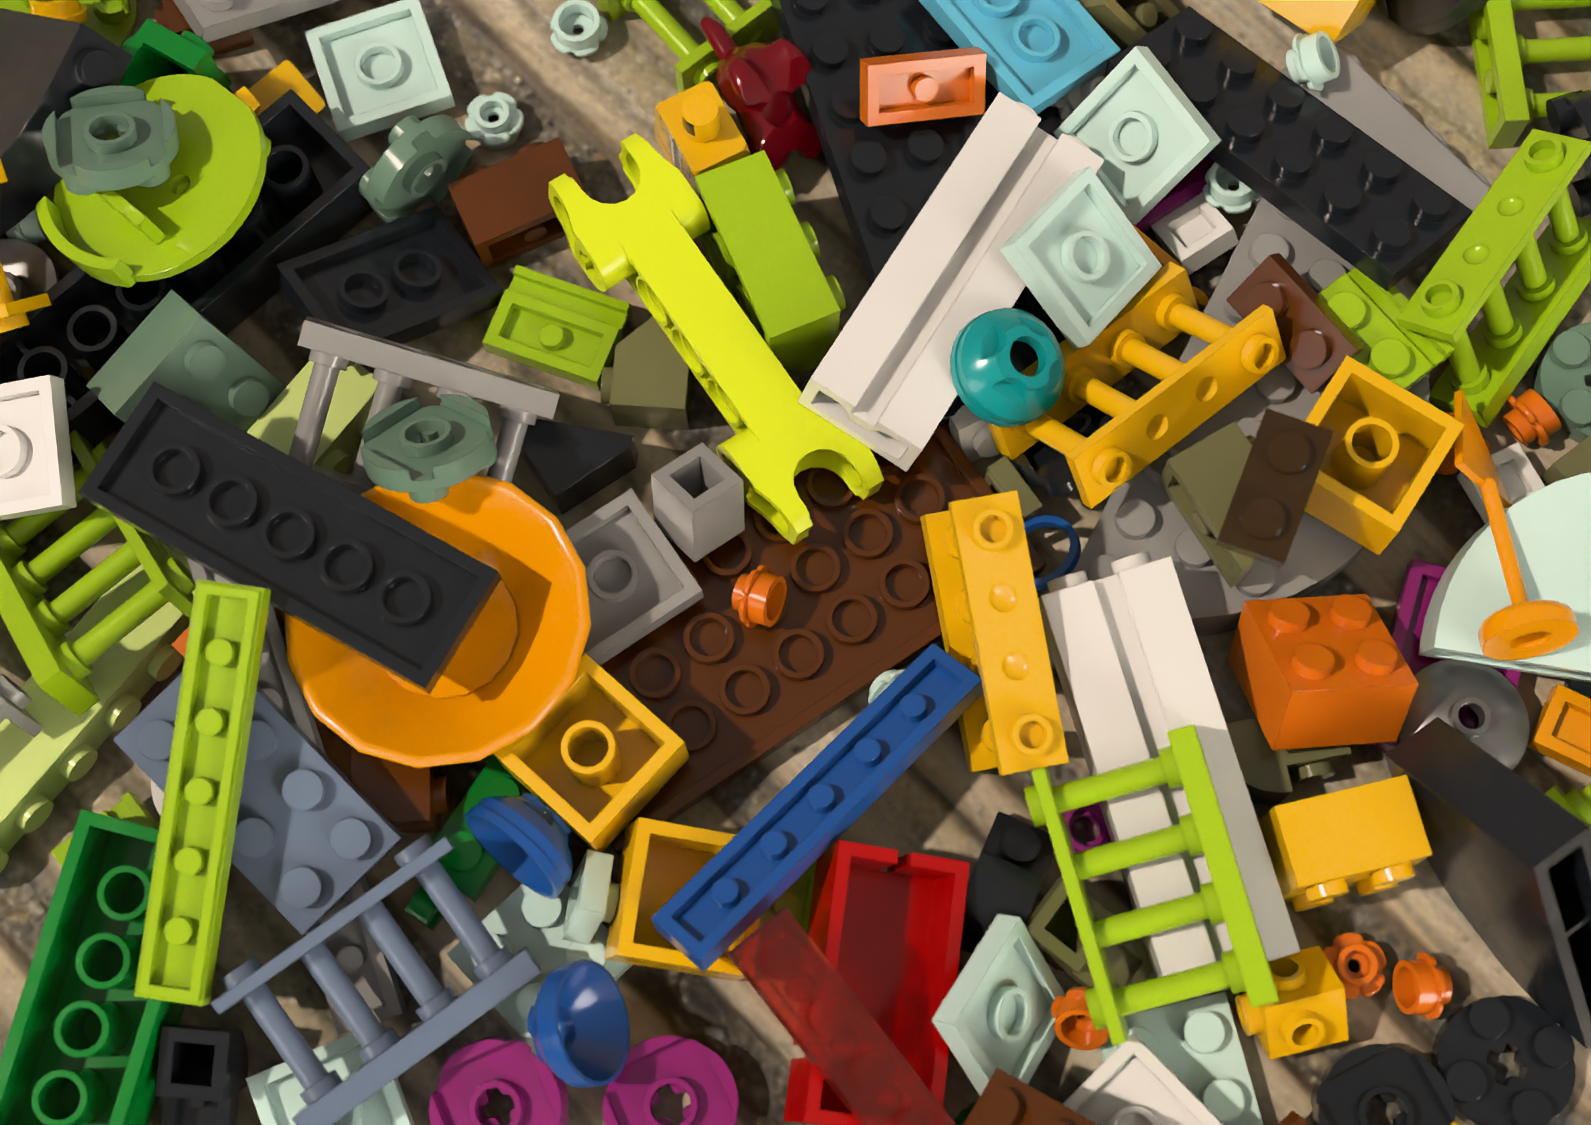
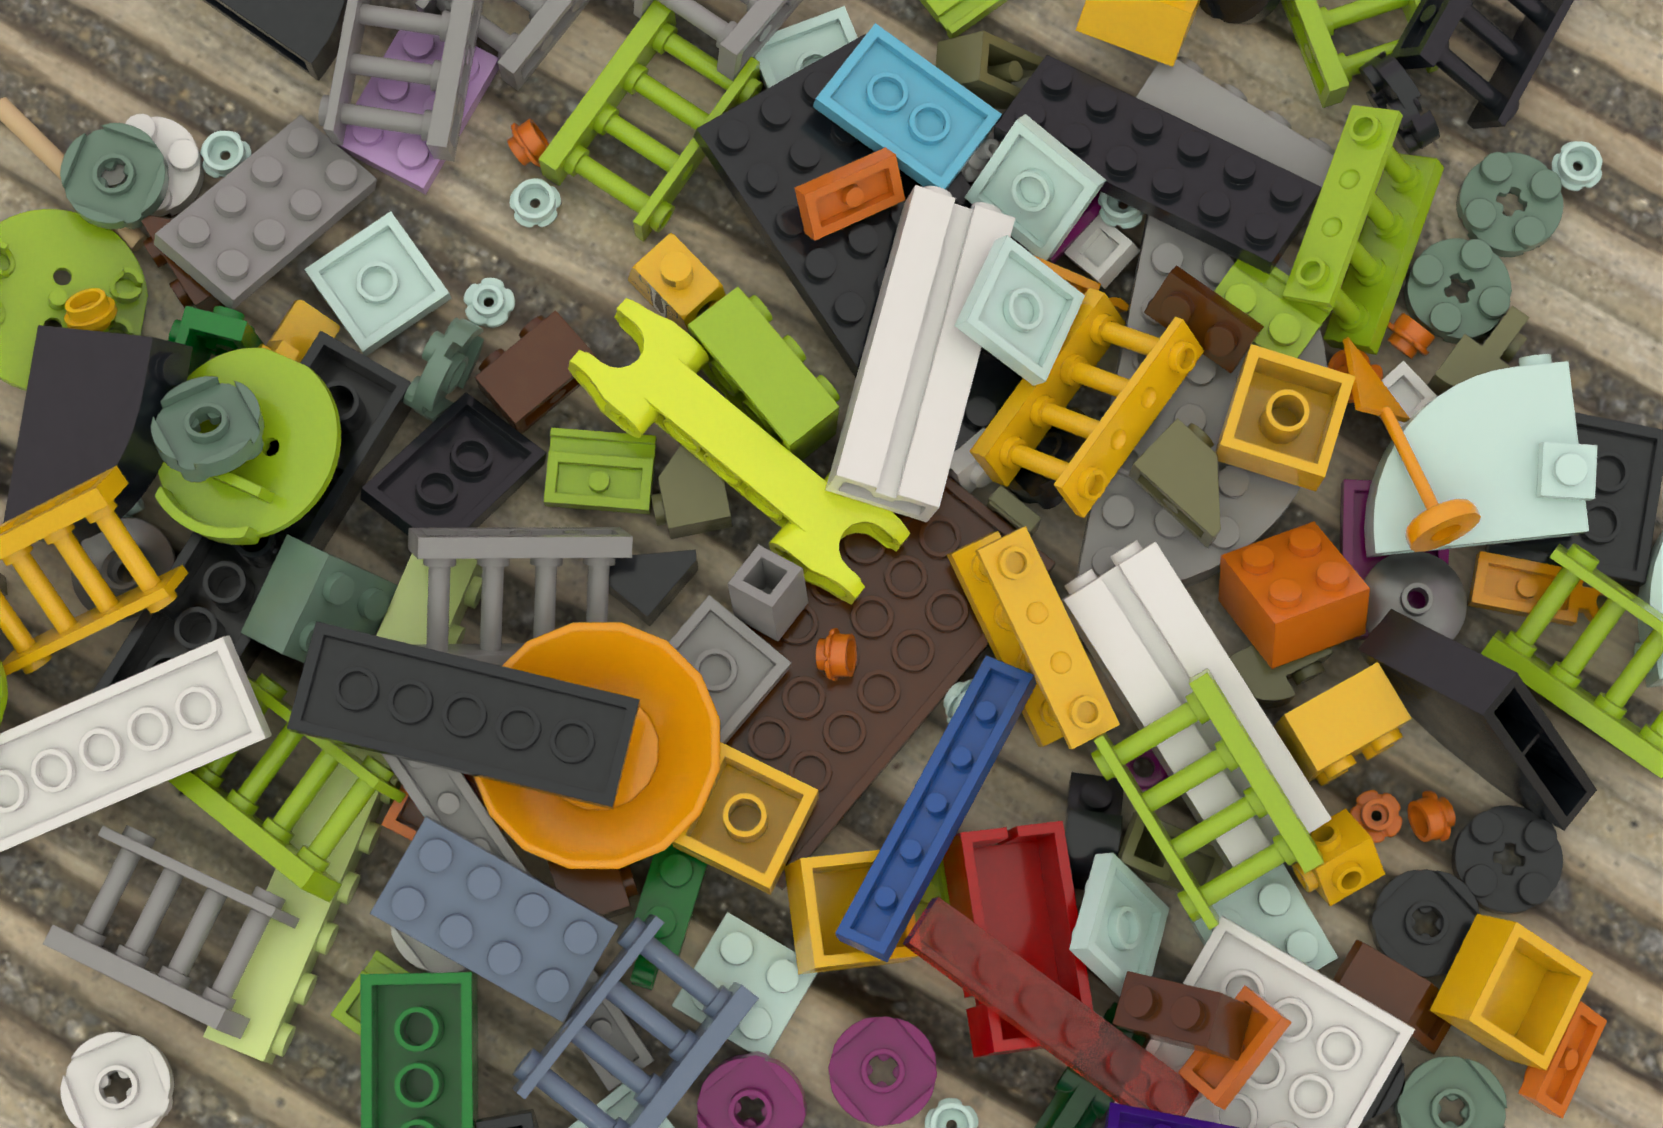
camera: 20 degrees left, 5 degrees up
(202, 793) = (460, 933): lime tile -> none
(428, 446) = (553, 632): sand green plate -> none
(524, 841) = (712, 901): blue piece -> none
(590, 897) = (775, 930): light aqua plate -> none
(591, 1020) = (798, 1029): blue piece -> none
(760, 88) = (713, 225): dark red animal -> none
(990, 382) = (968, 425): teal piece -> none
(1074, 550) = (1077, 551): blue piece -> none
(1074, 1022) = (1174, 919): orange plate -> none
(1274, 488) = (1221, 472): dark brown brick -> none
(1313, 60) = (1162, 83): light aqua plate -> none

